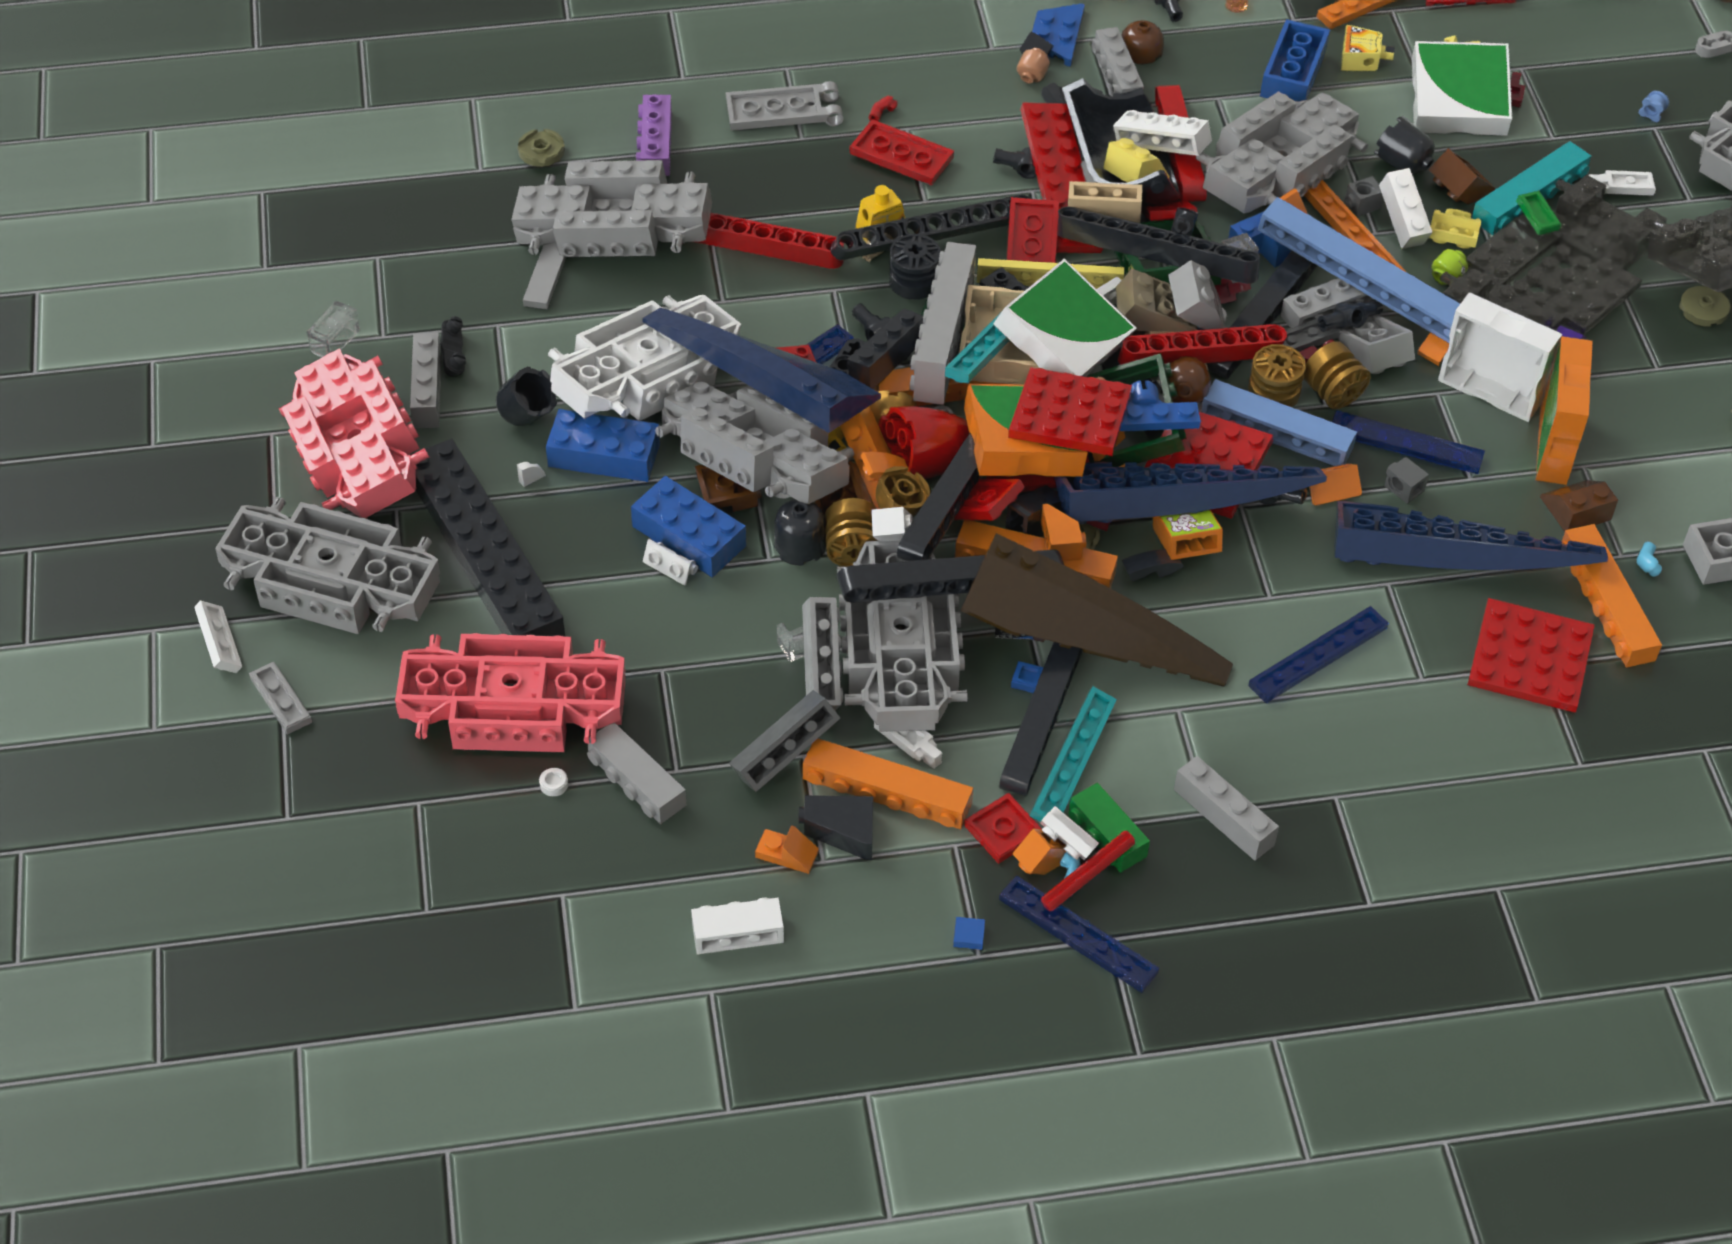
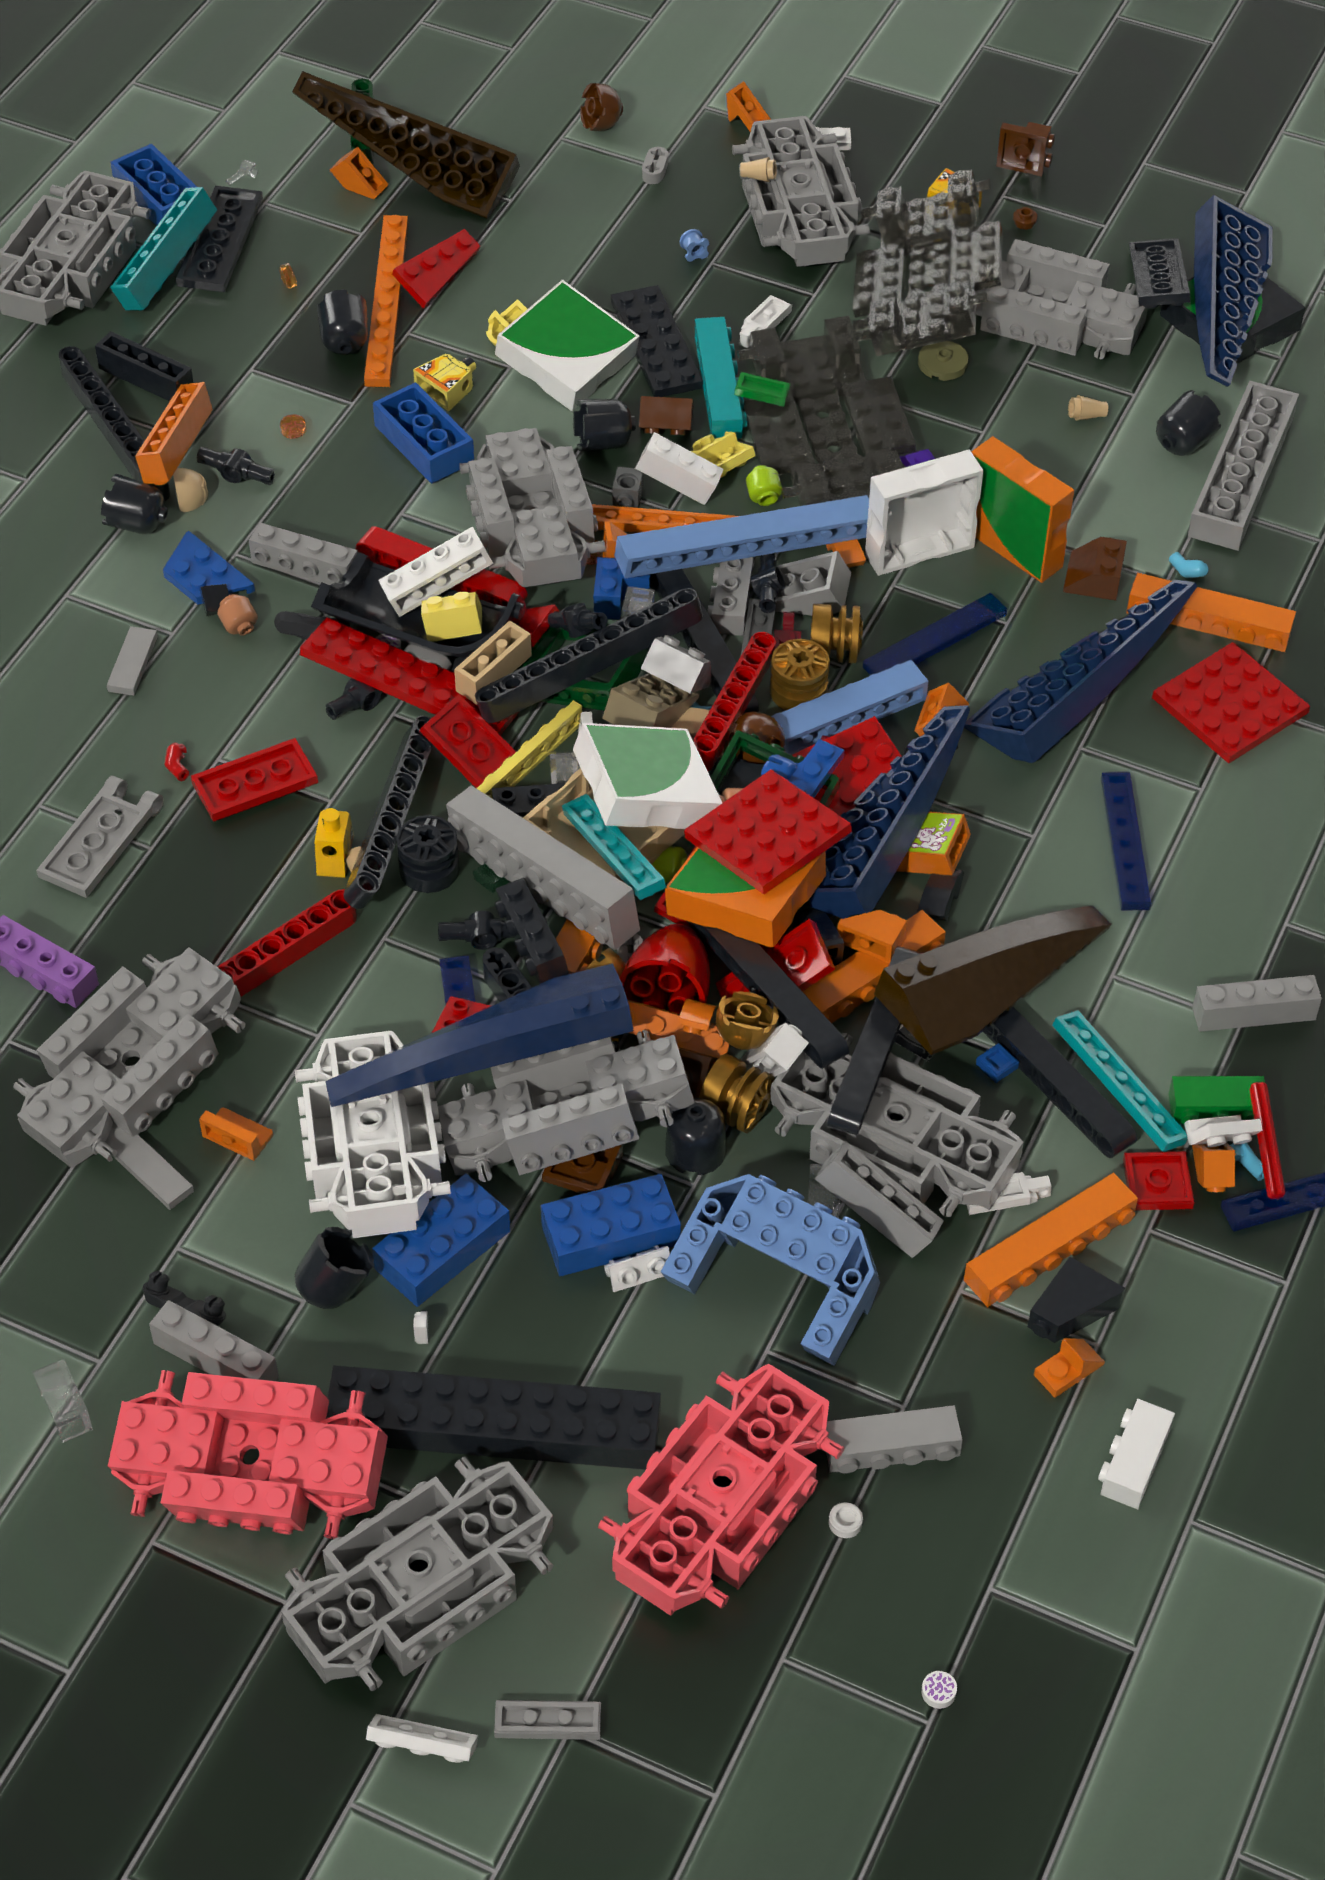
camera: 55 degrees left, 0 degrees up
(454, 902) = (939, 1689): none -> white tile
(607, 299) = (235, 1132): none -> orange panel
(745, 628) = (793, 1234): none -> medium blue wedge
(784, 740) = (958, 1288): dark grey brick -> none
(946, 41) = (132, 661): none -> light grey tile
(969, 933) = (1260, 1274): blue tile -> none
(1143, 41) = (284, 513): reddish brown cylinder -> none
(1406, 480) = (982, 663): dark grey brick -> none
(1534, 136) = (660, 347): none -> black plate

